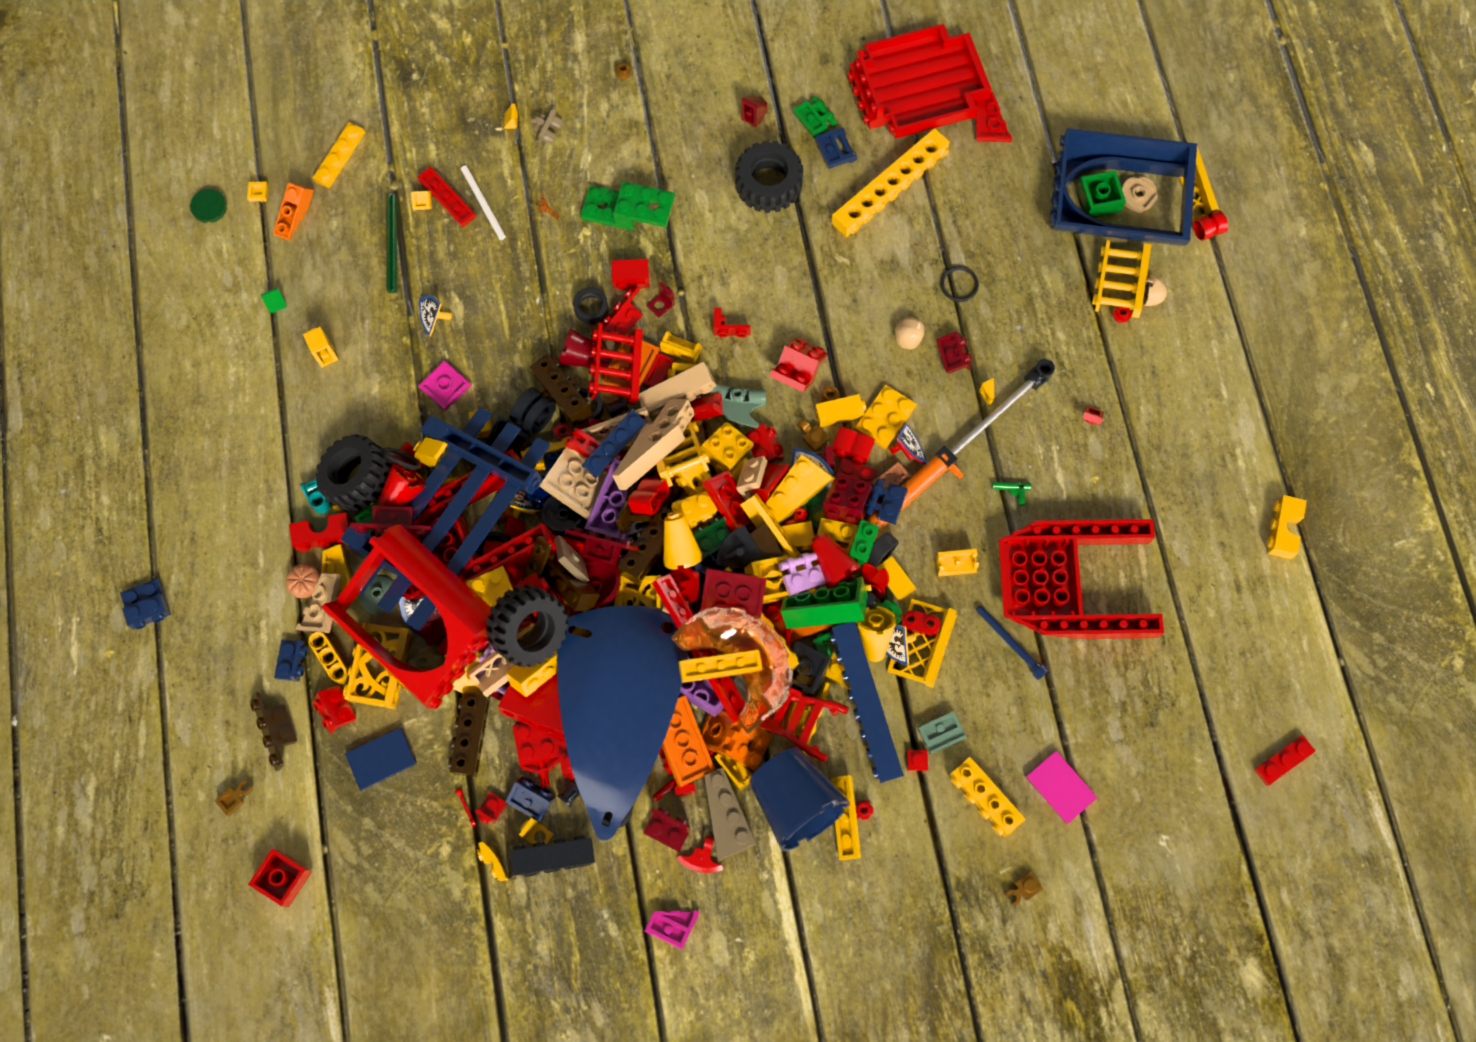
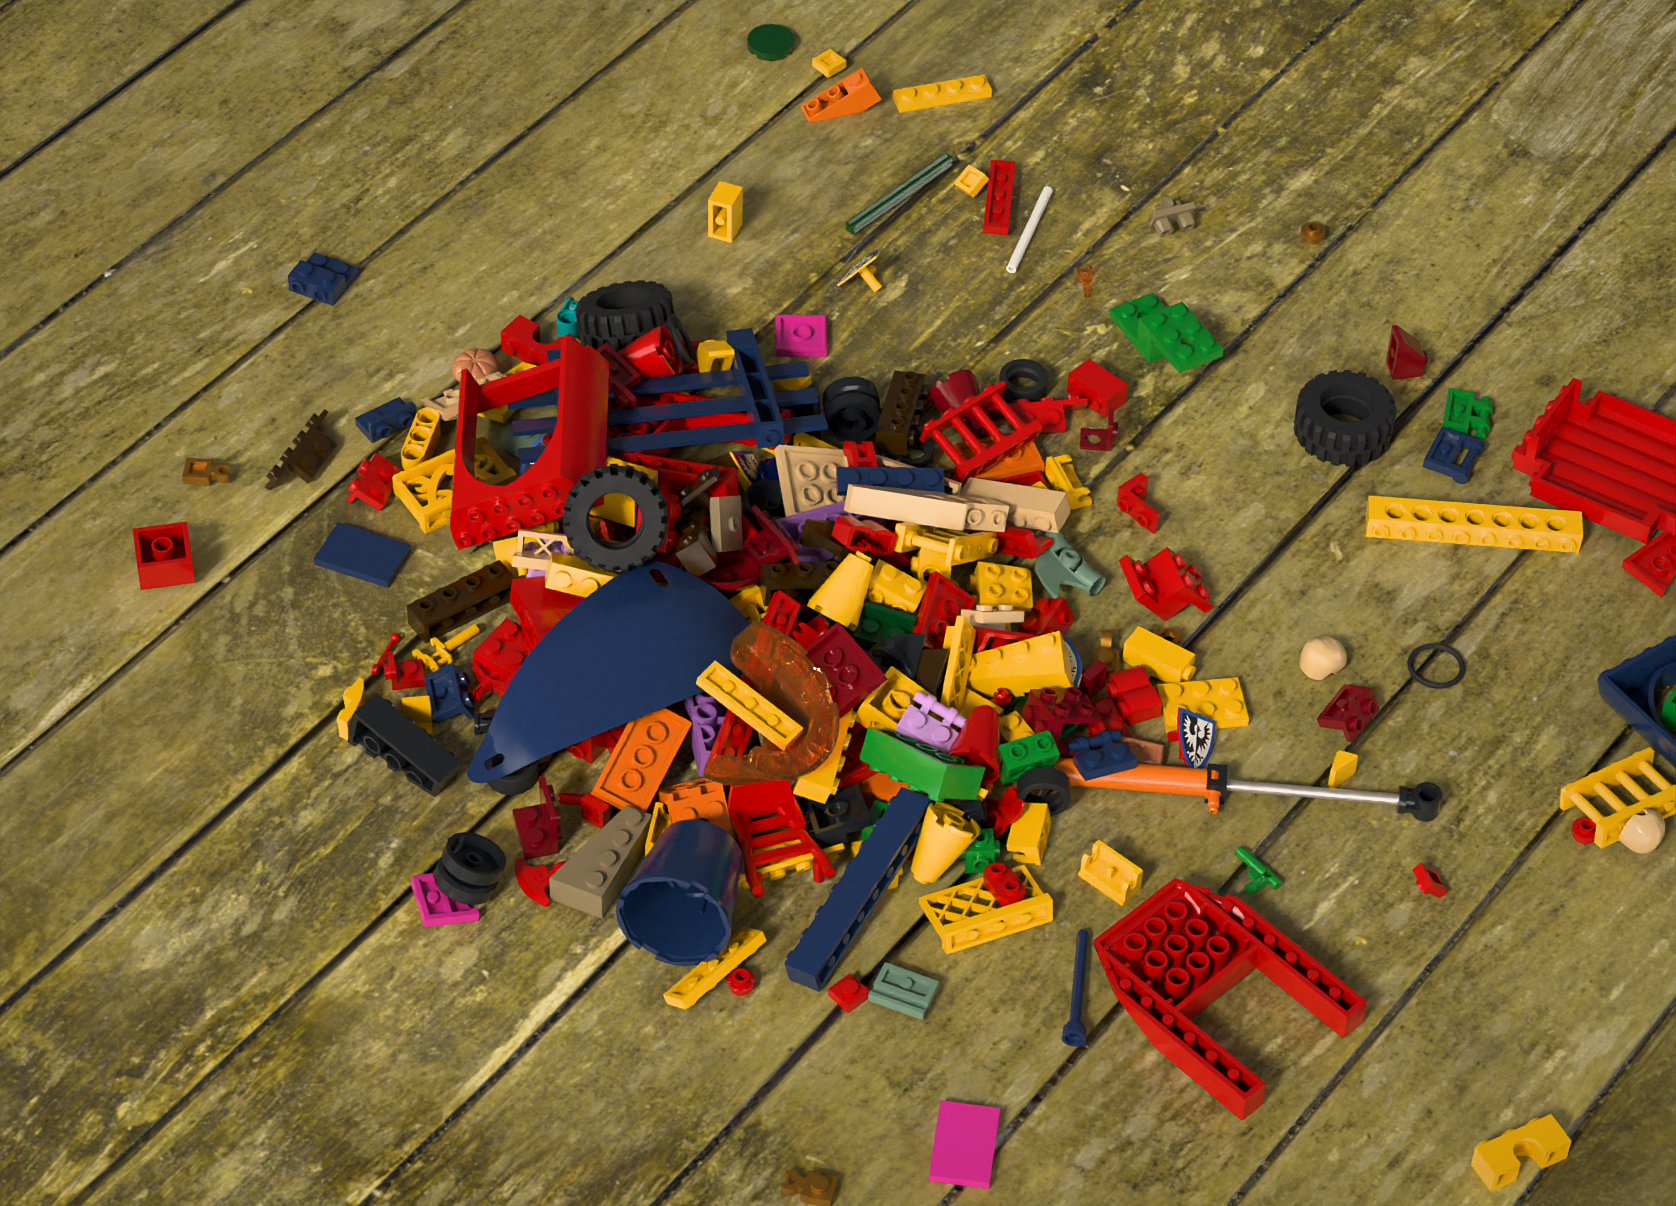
camera: 45 degrees right, 25 degrees down
(274, 300) = (733, 151): slope -> none
(493, 769) = (444, 648): none -> yellow piece
(511, 117) = (1148, 185): yellow slope -> none
(556, 427) = (863, 435): none -> black sticker
(672, 897) = (469, 868): none -> black wheel
(899, 645) = (956, 873): shield -> none
(987, 797) = (875, 1079): yellow brick -> none

